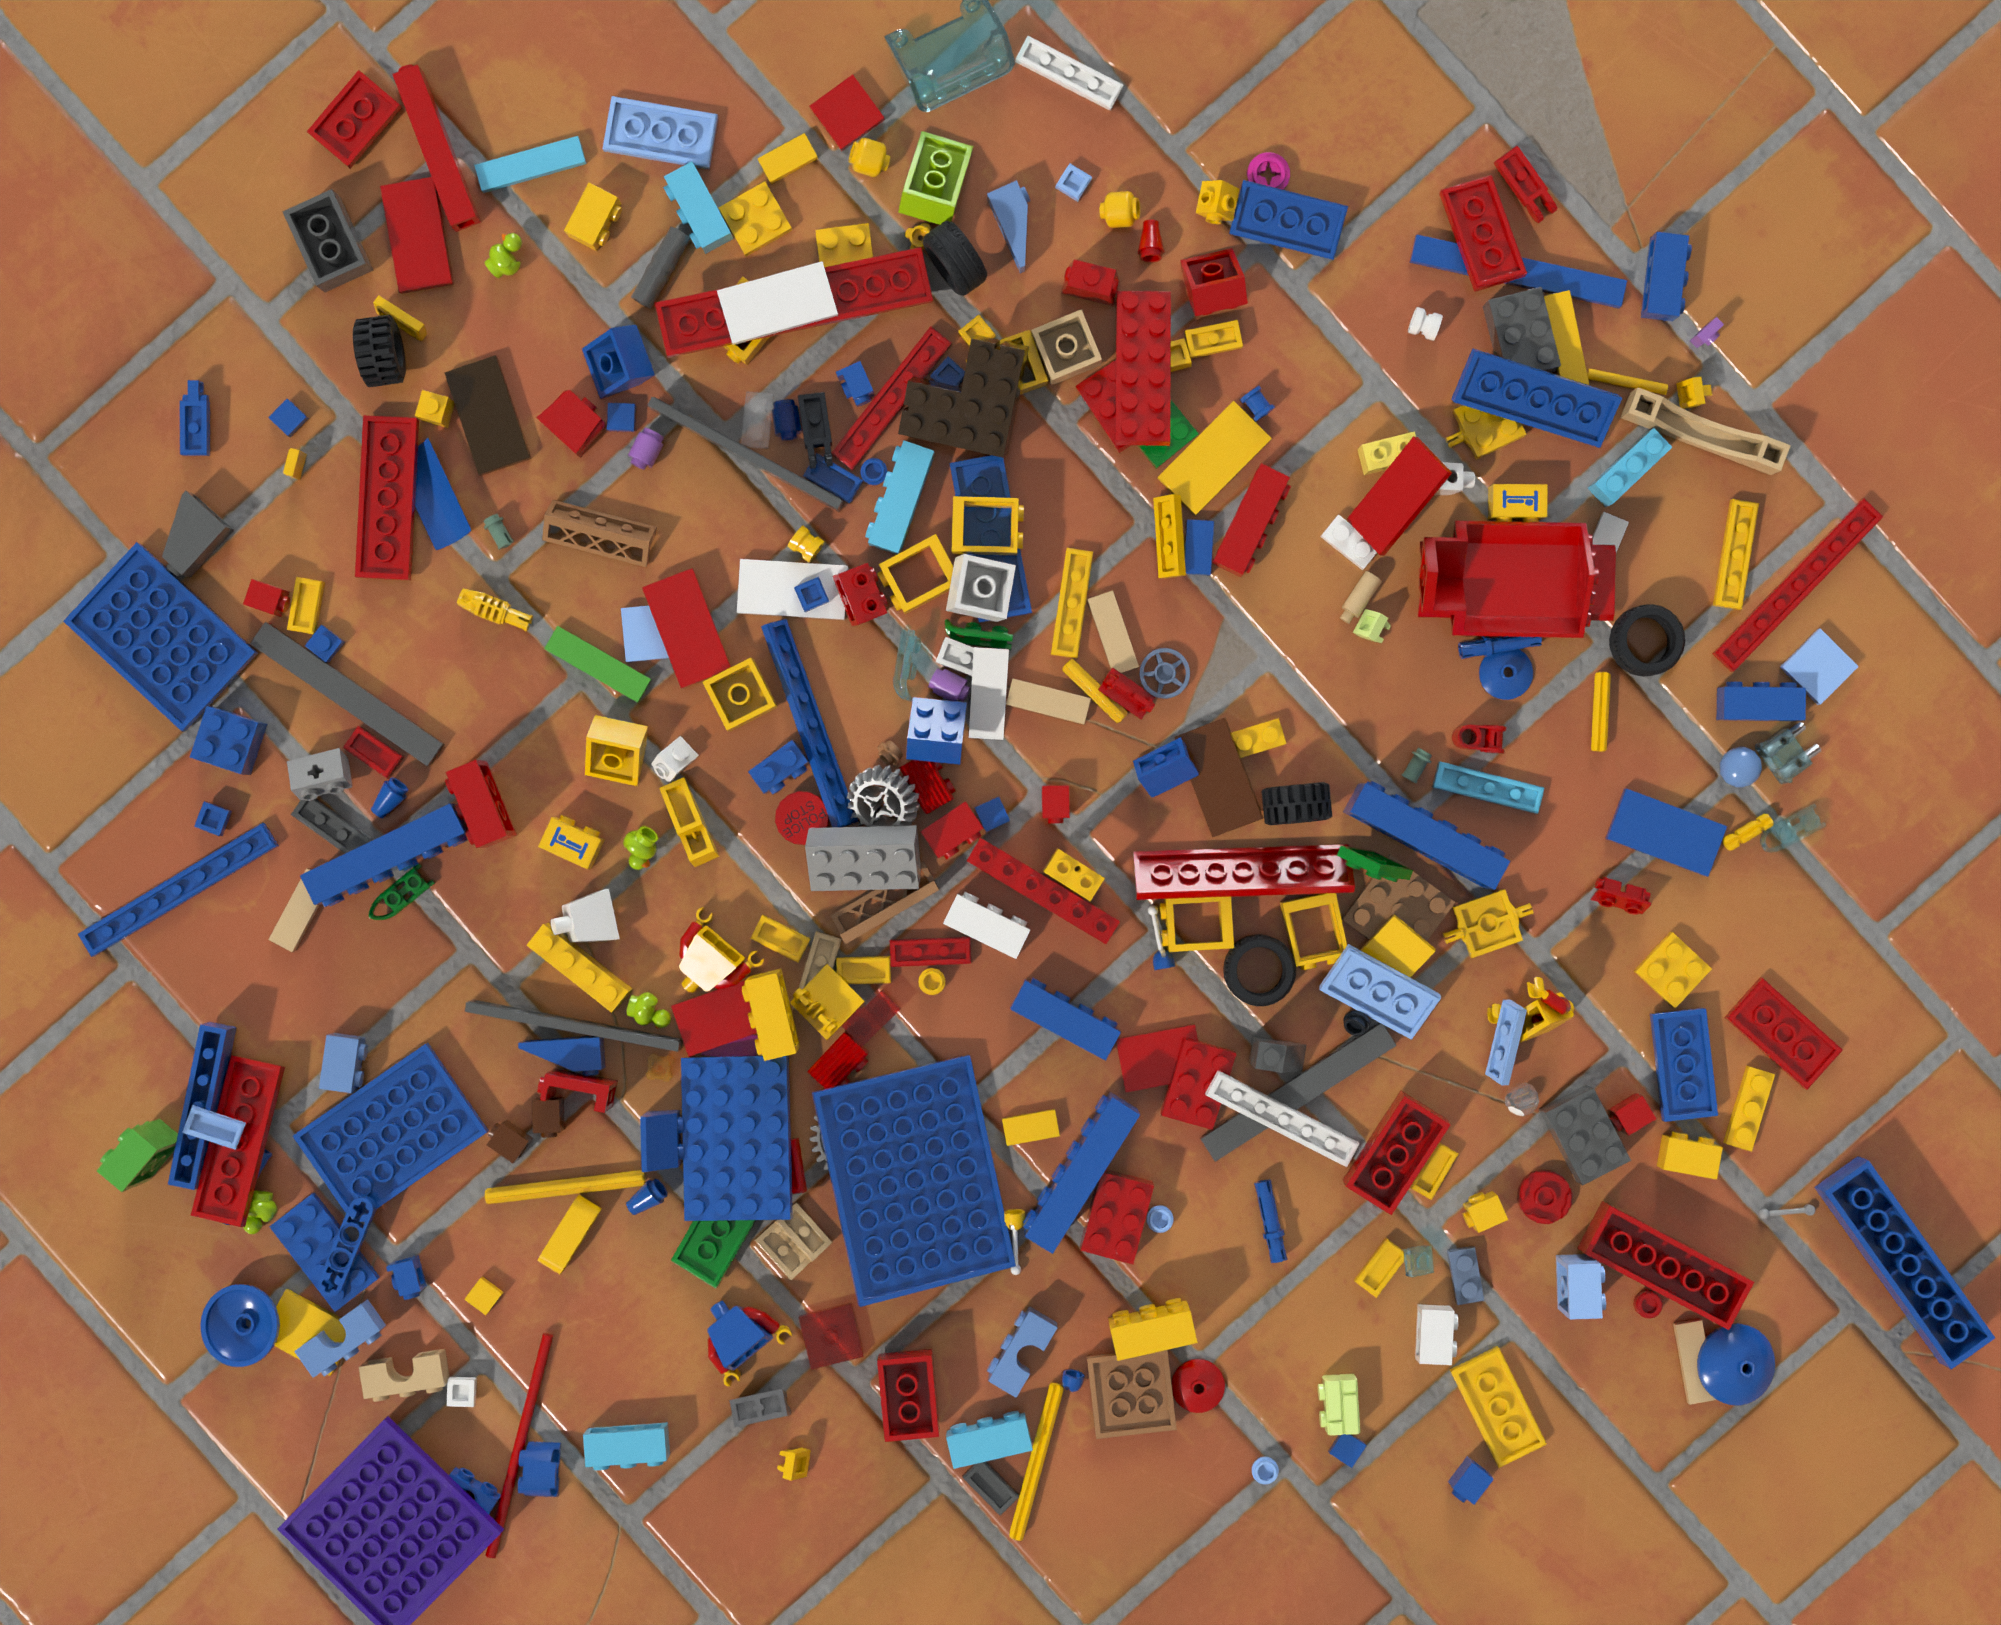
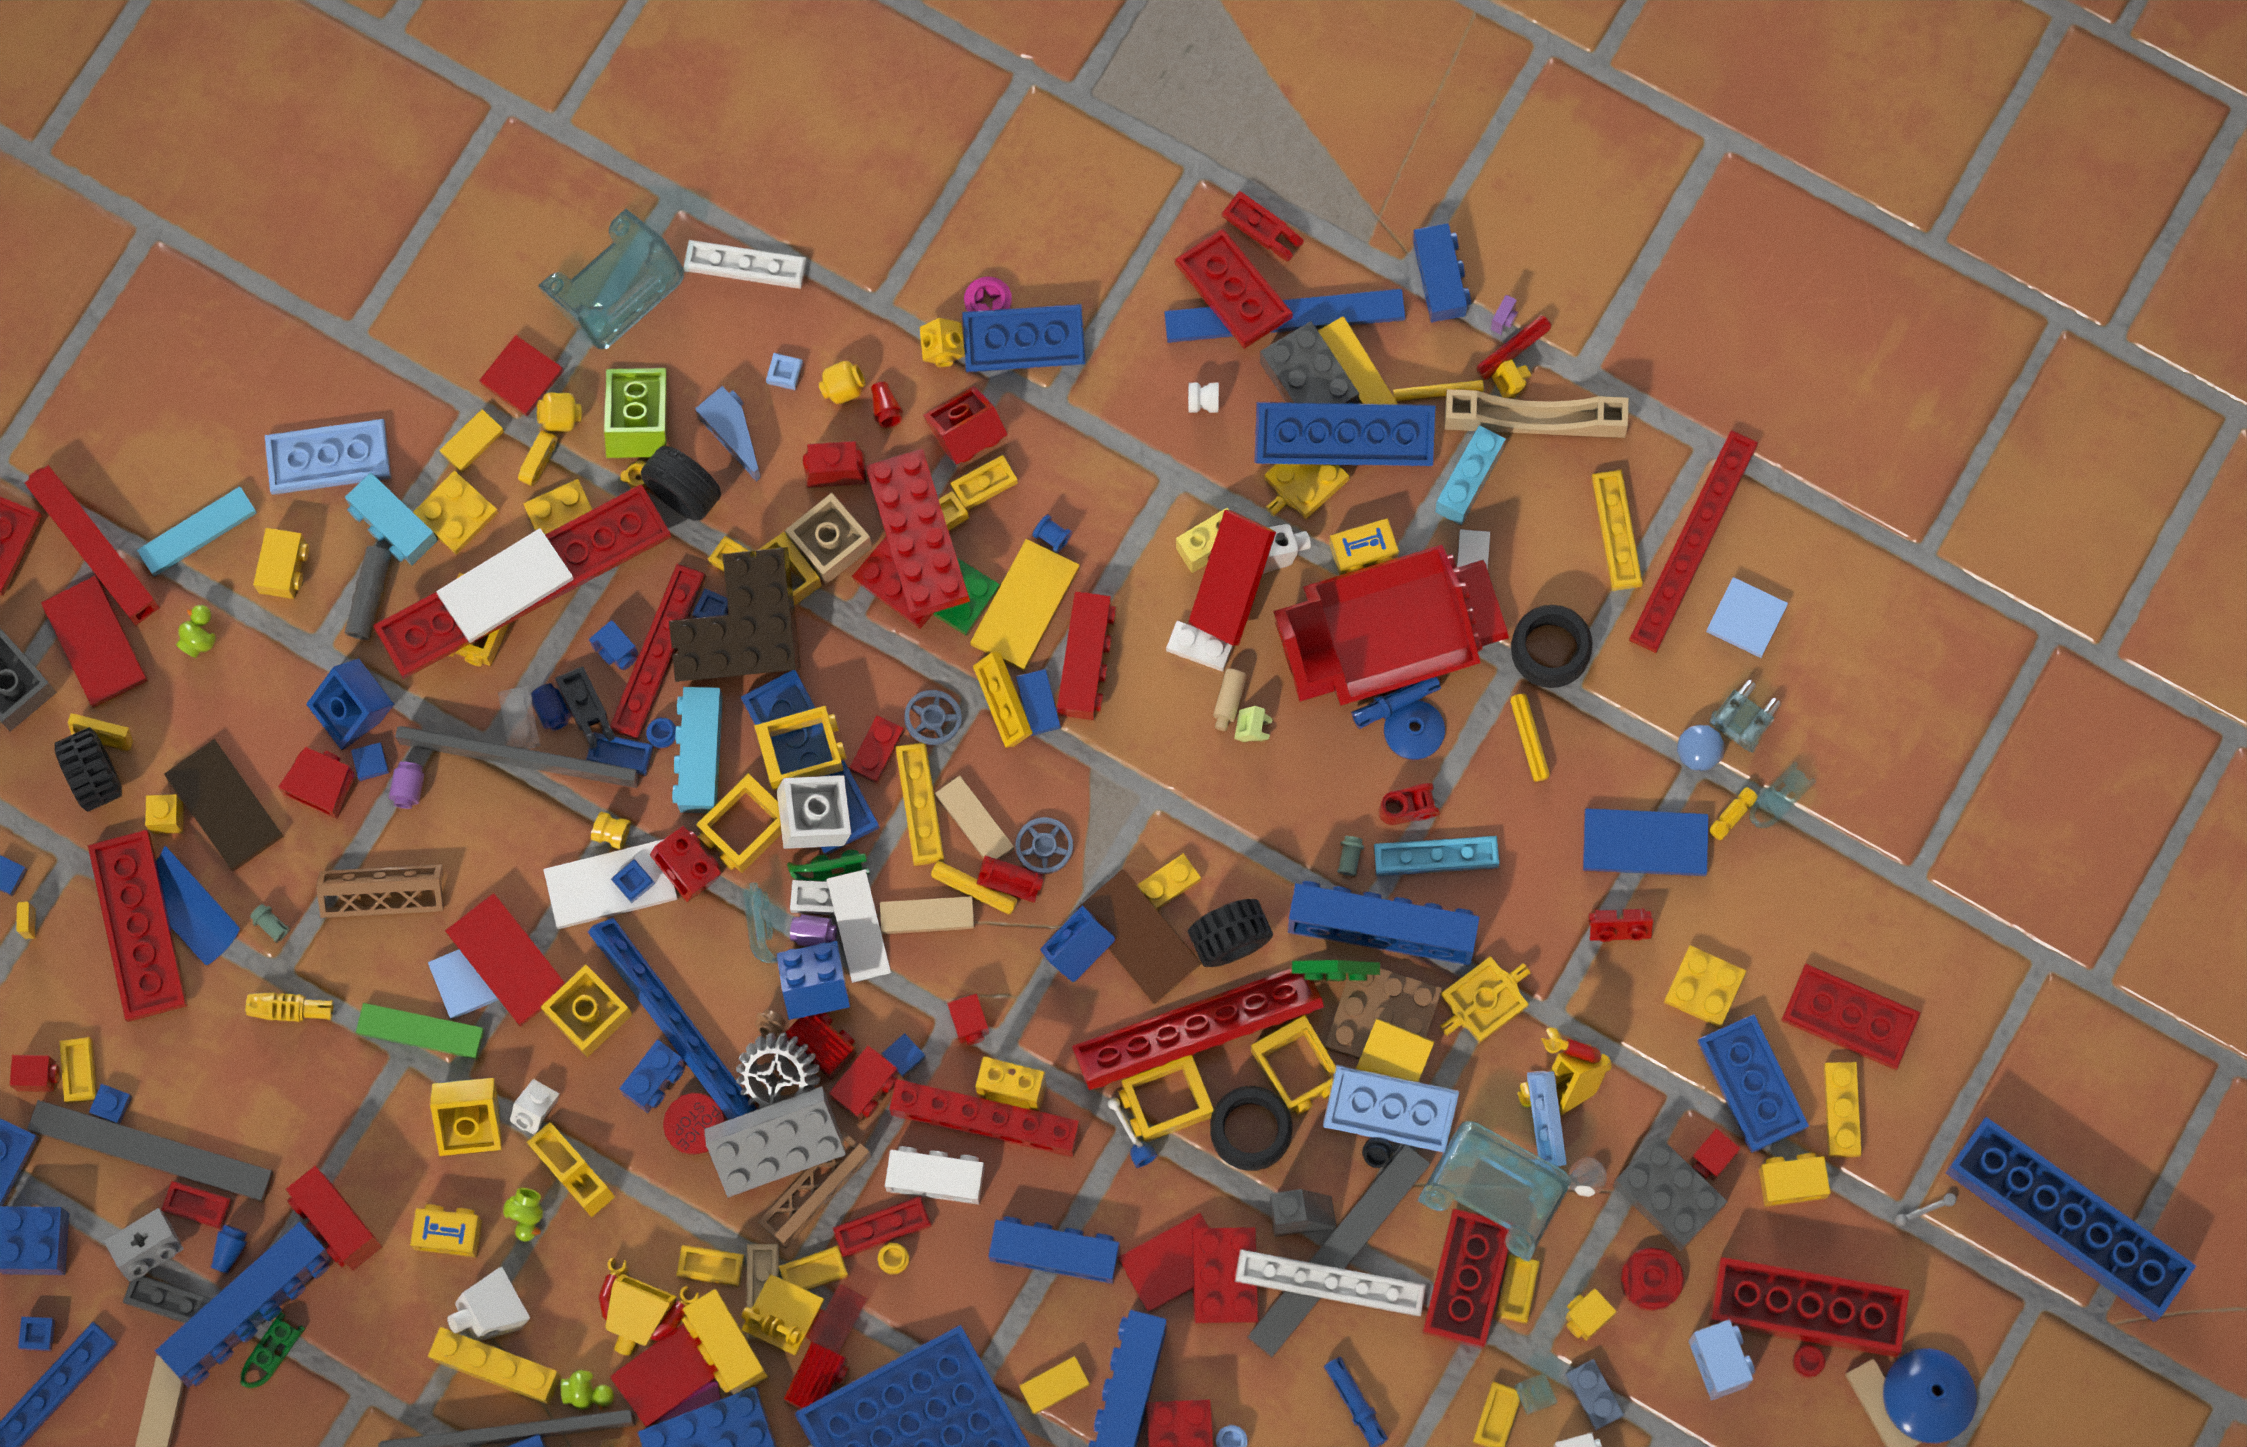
camera: 10 degrees left, 15 degrees down
(839, 193) = (537, 458): none -> yellow beam
(1050, 544) = (876, 749): none -> red plate
(1105, 532) = (932, 717): none -> sand blue wheel
(1447, 1087) = (1499, 1184): none -> clear light blue windscreen
(1704, 364) = (1514, 346): none -> red axle
(1761, 702) = (1697, 673): blue brick -> none

